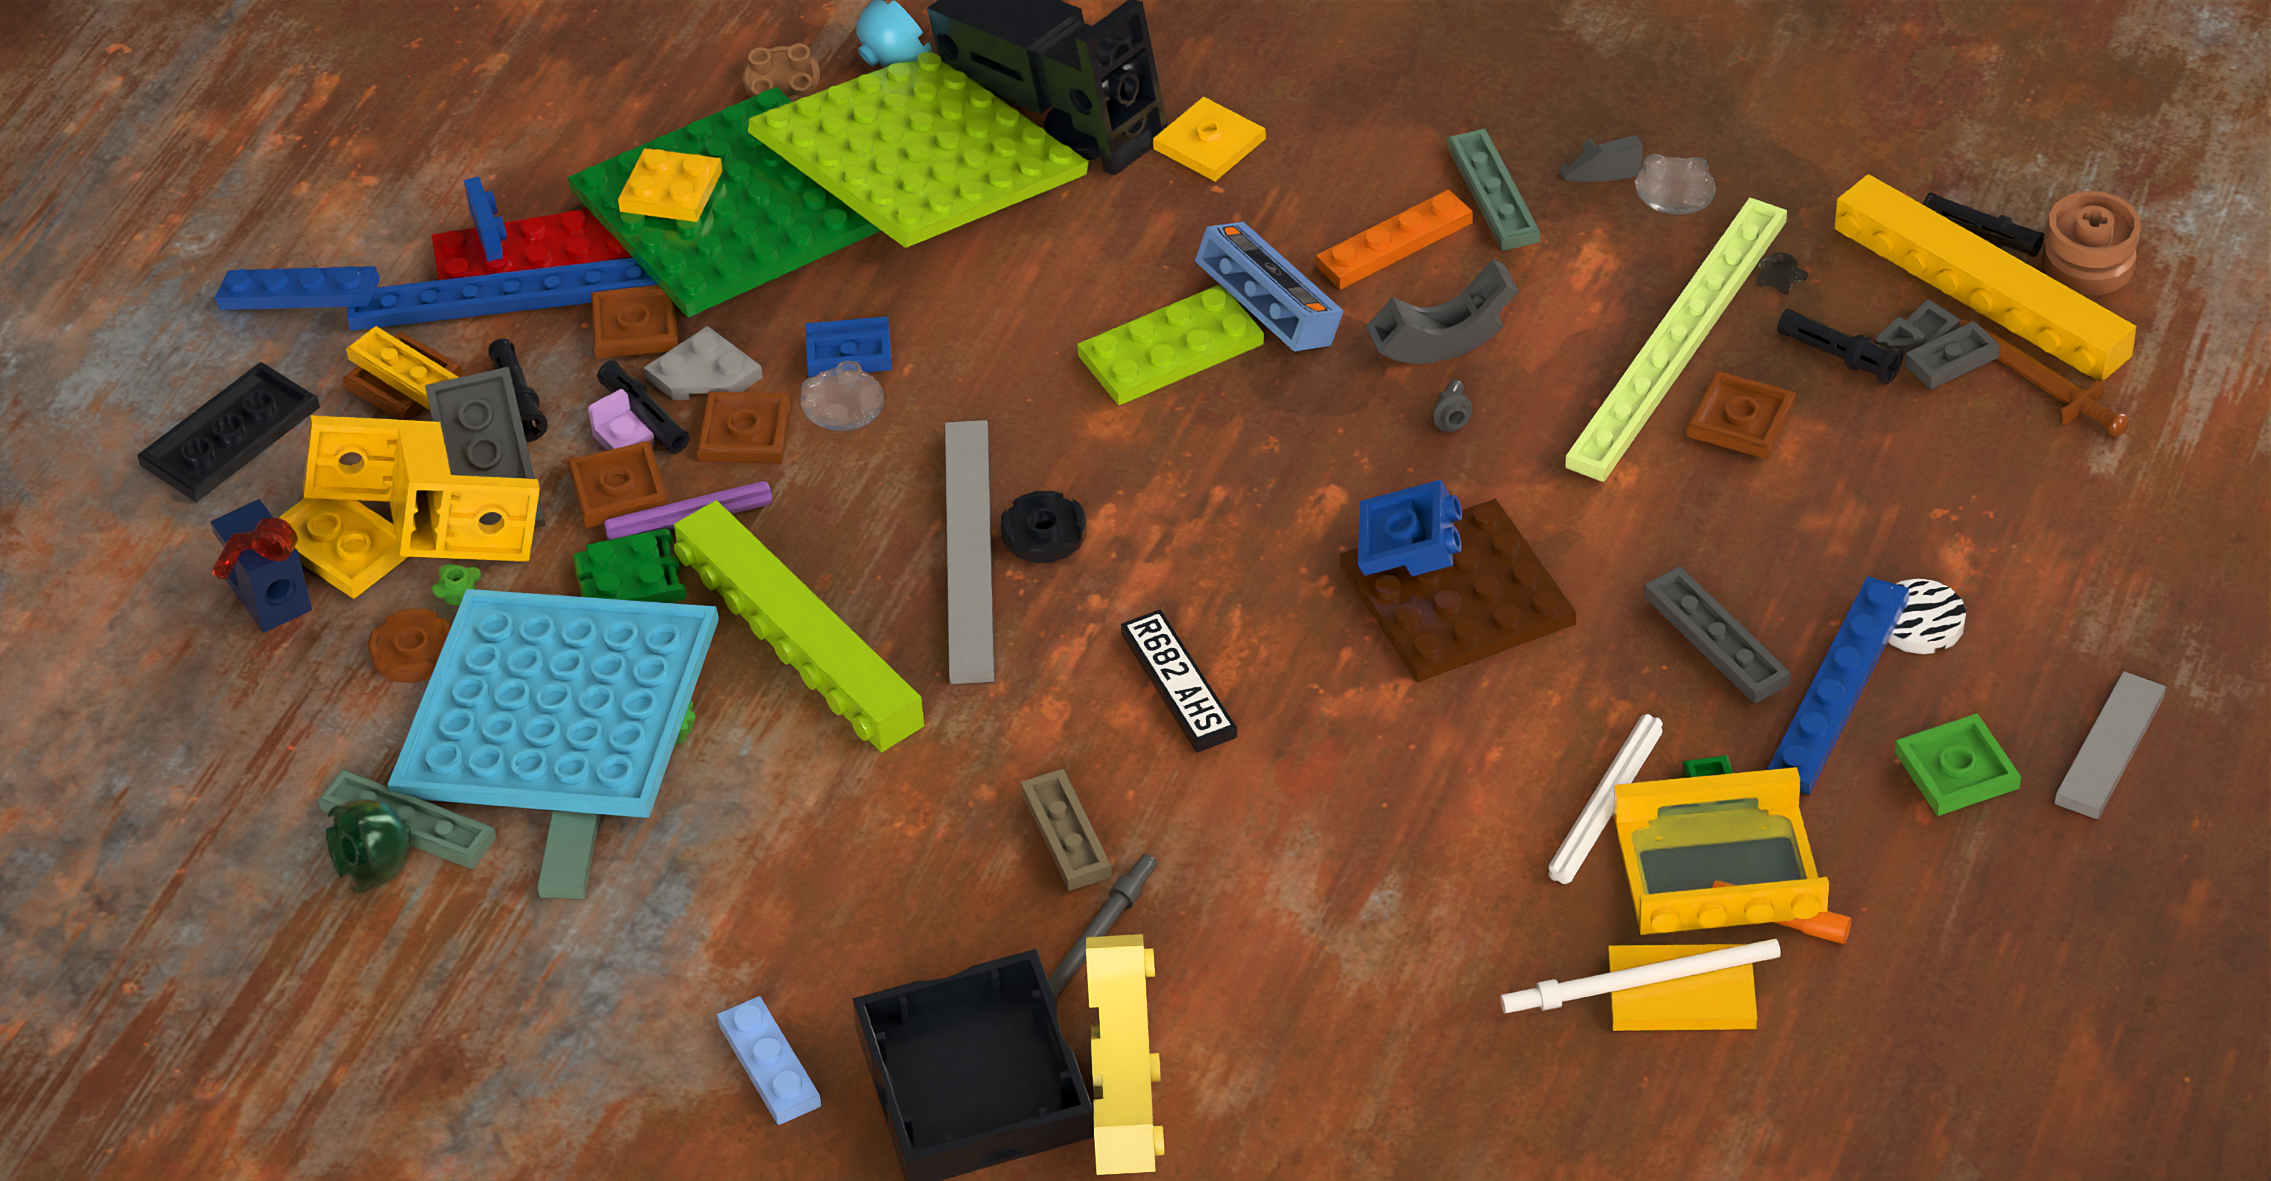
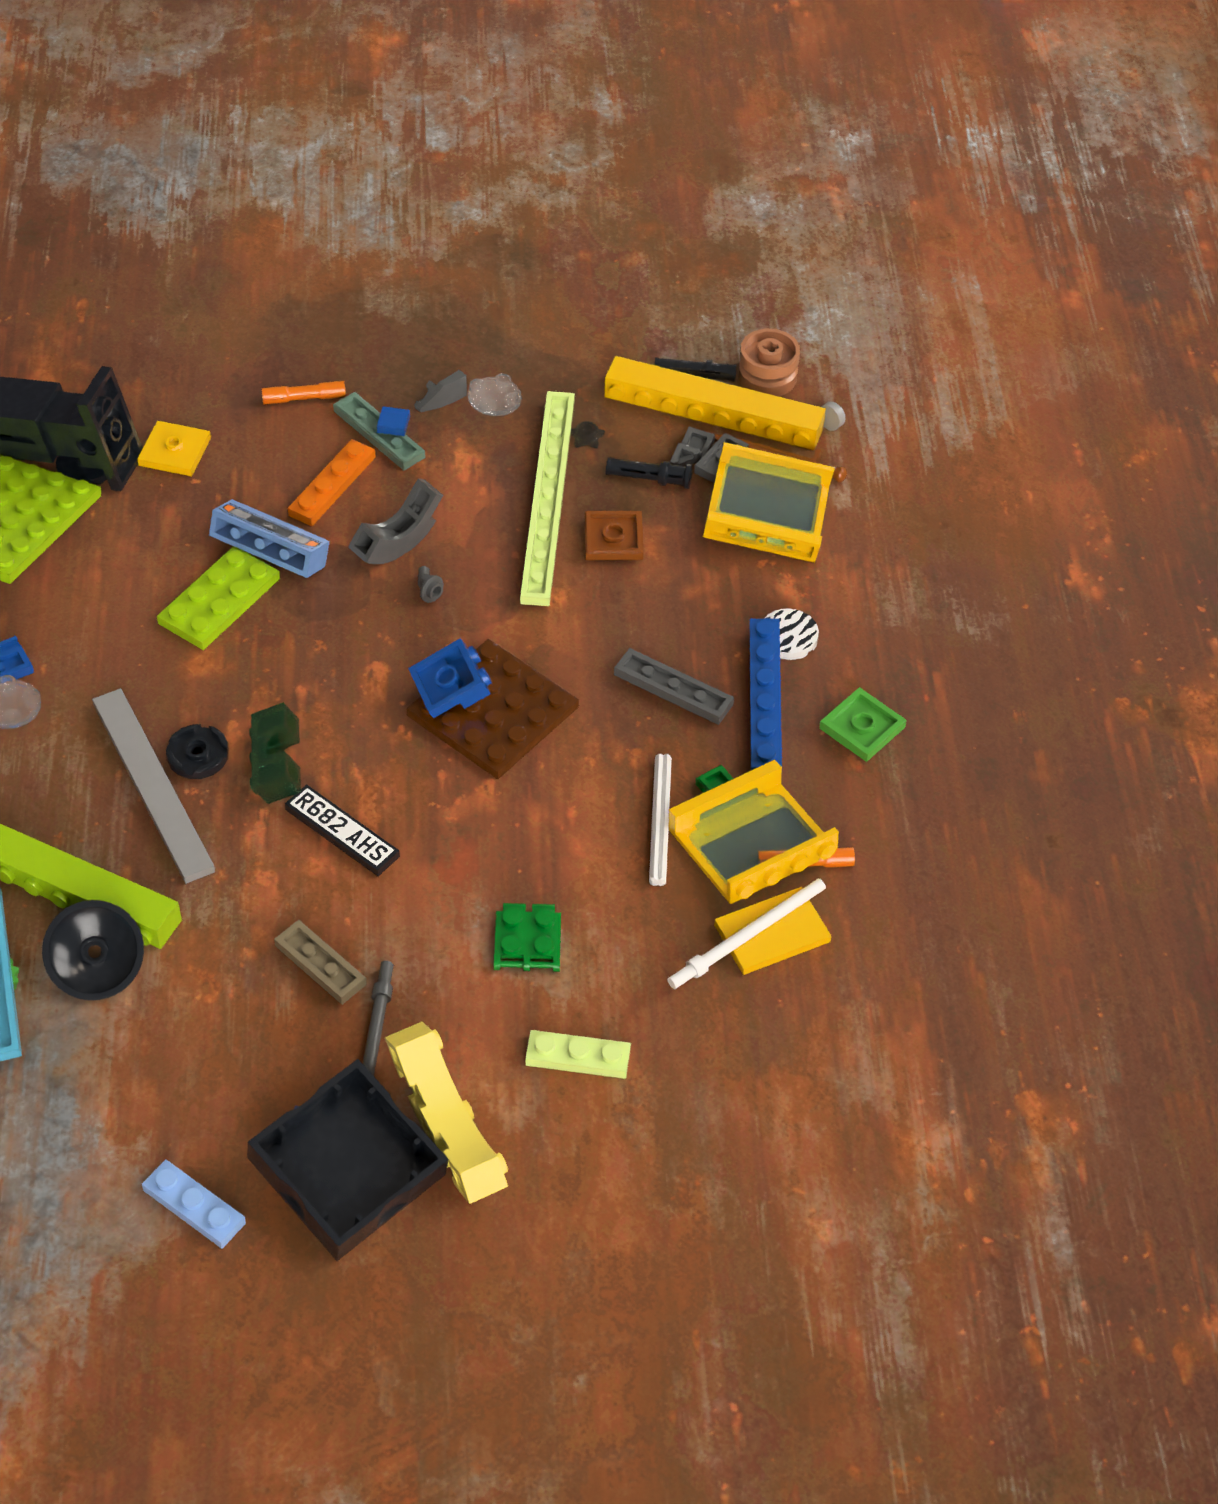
camera: 30 degrees left, 5 degrees up
(769, 703) = (75, 932): none -> black dish
(1123, 579) = (273, 770): none -> clear green arch
(1338, 1051) = (578, 1054): none -> yellowish green plate
(1349, 887) = (527, 936): none -> green plate
(1441, 115) = (284, 394): none -> orange piece
(1514, 180) = (393, 421): none -> blue tile
(1985, 432) = (768, 502): none -> panel
(2110, 745) = (943, 682): light grey tile -> none
(2149, 341) = (833, 416): none -> light grey tile

